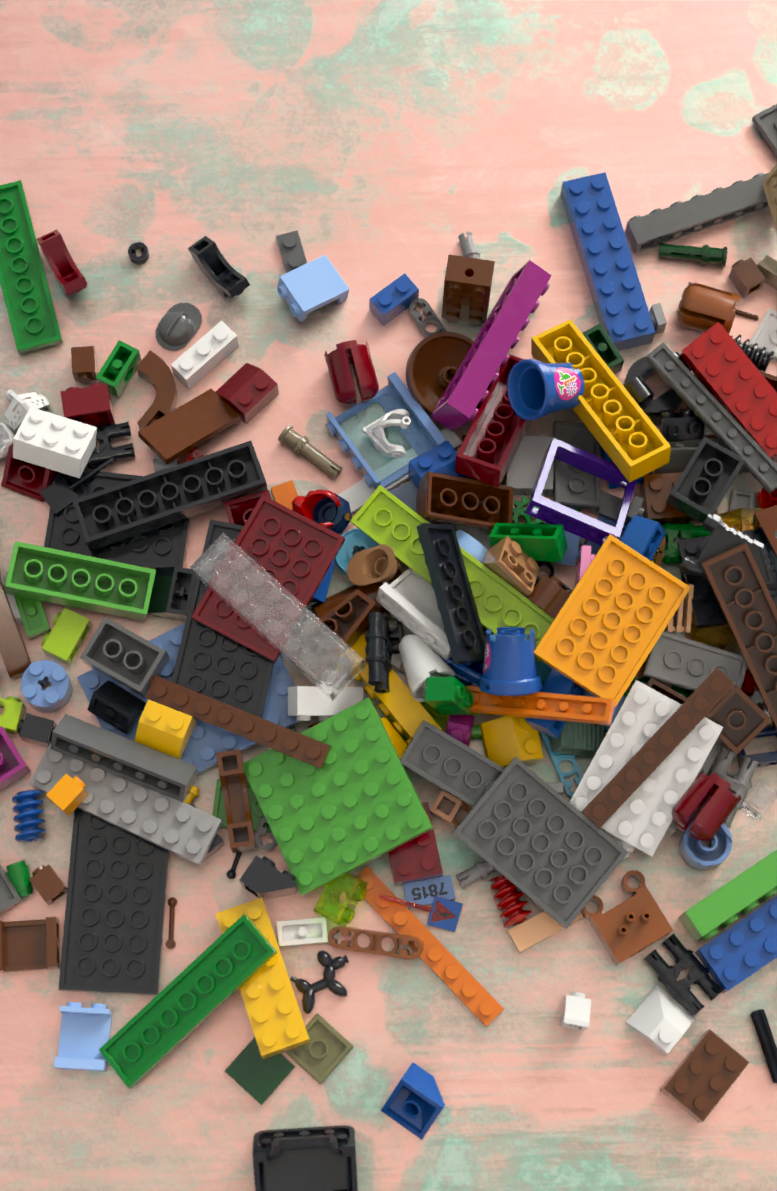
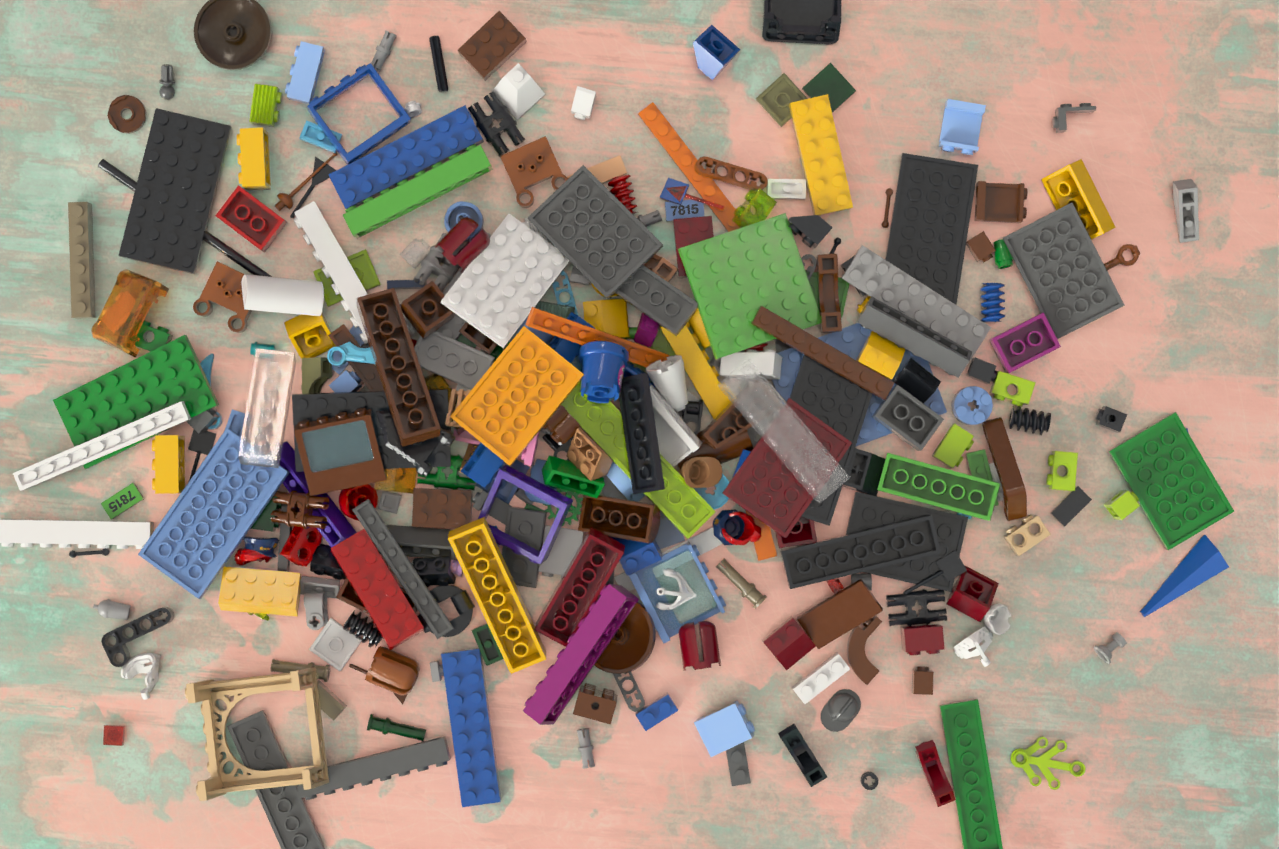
camera: 170 degrees left, 15 degrees up
(54, 442) = (952, 605): white brick -> none
(68, 793) = (960, 310): light orange brick -> none
(119, 368) = (894, 672): green brick -> none
(187, 1001) = (879, 142): green plate -> none
(327, 982) = (771, 148): black piece -> none
(378, 652) = (705, 395): black pin -> none
(448, 696) = (653, 352): green brick -> none
(543, 388) = (544, 602): blue piece -> none
(658, 747) = (493, 291): reddish brown plate -> none
(705, 480) = (421, 511): black brick -> none
(746, 277) = (354, 701): reddish brown brick -> none

